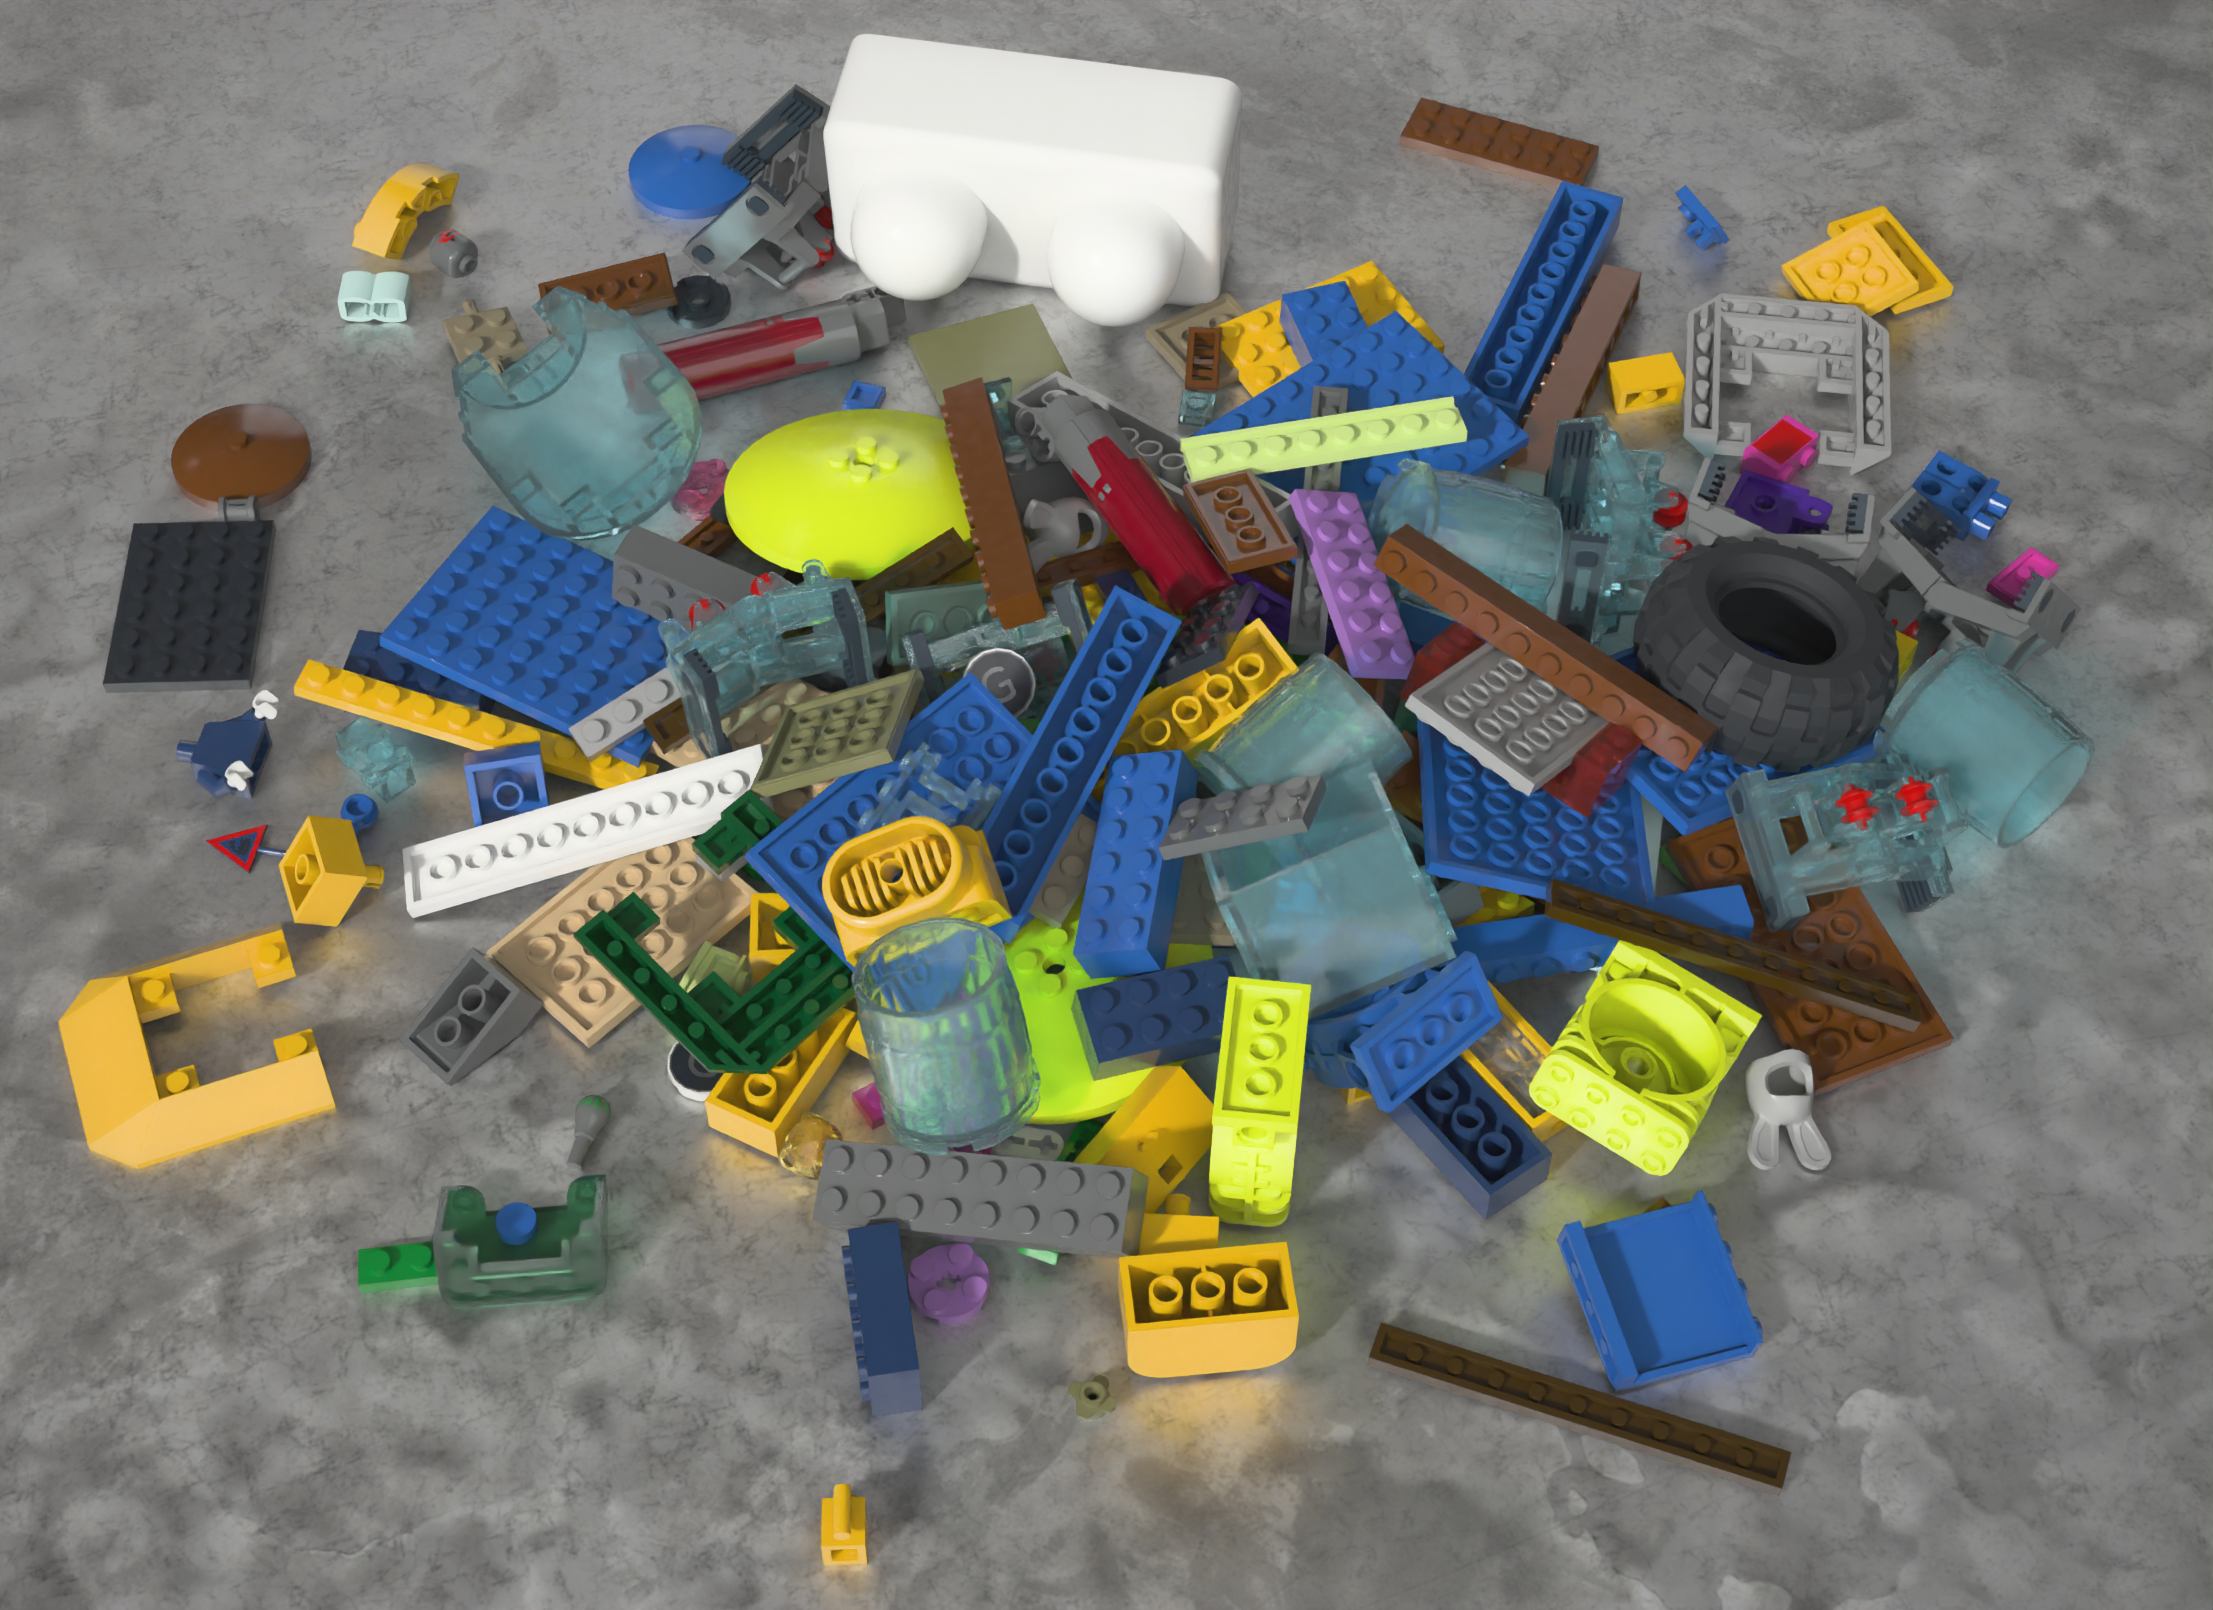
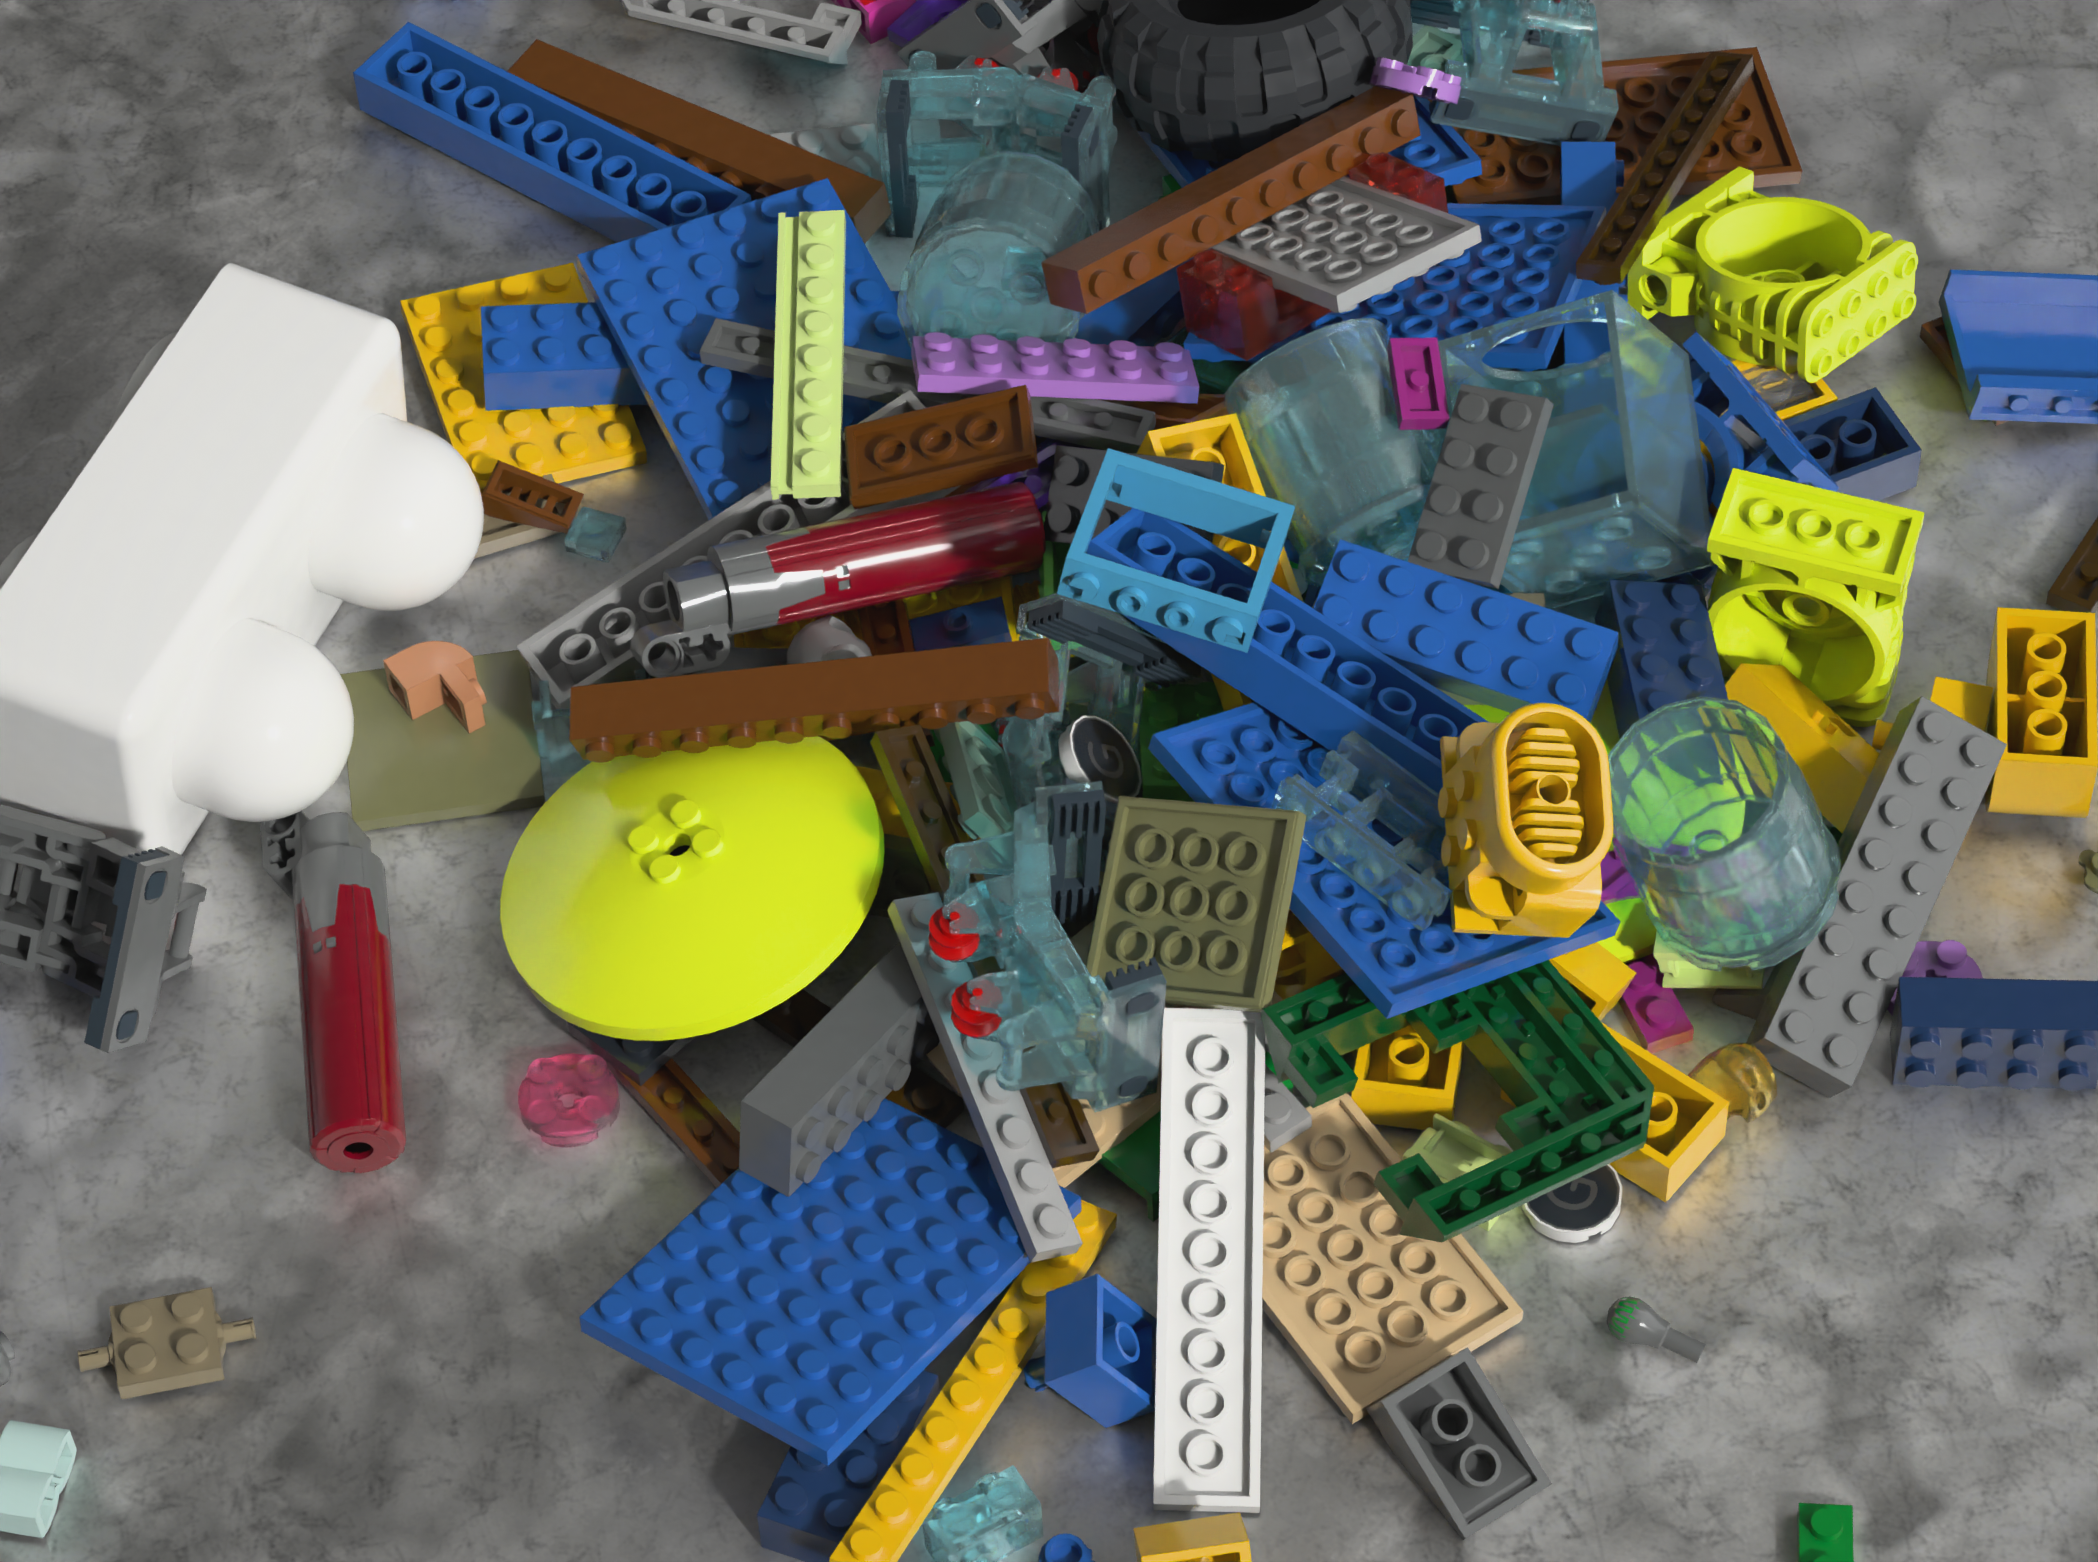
camera: 75 degrees left, 0 degrees up
(516, 1223) = (1786, 1416): blue tile -> none
(558, 1264) = (1822, 1397): clear green windscreen -> none
(585, 424) = (445, 1175): clear light blue windscreen -> none
(630, 286) = (131, 1175): reddish brown tile -> none
(700, 315) = (184, 1092): black tile -> none
(864, 396) = (450, 893): blue tile -> none
(1023, 344) = (436, 675): none -> nougat brick
(1109, 695) = (1191, 502): none -> dark azure window
(1325, 752) = (1418, 383): none -> magenta plate
(1498, 144) = (214, 143): reddish brown plate -> none
(1644, 383) = (709, 76): yellow brick -> none
(1719, 743) = (1418, 80): none -> medium lavender plate
(1783, 1095) = (1808, 179): light grey piece -> none

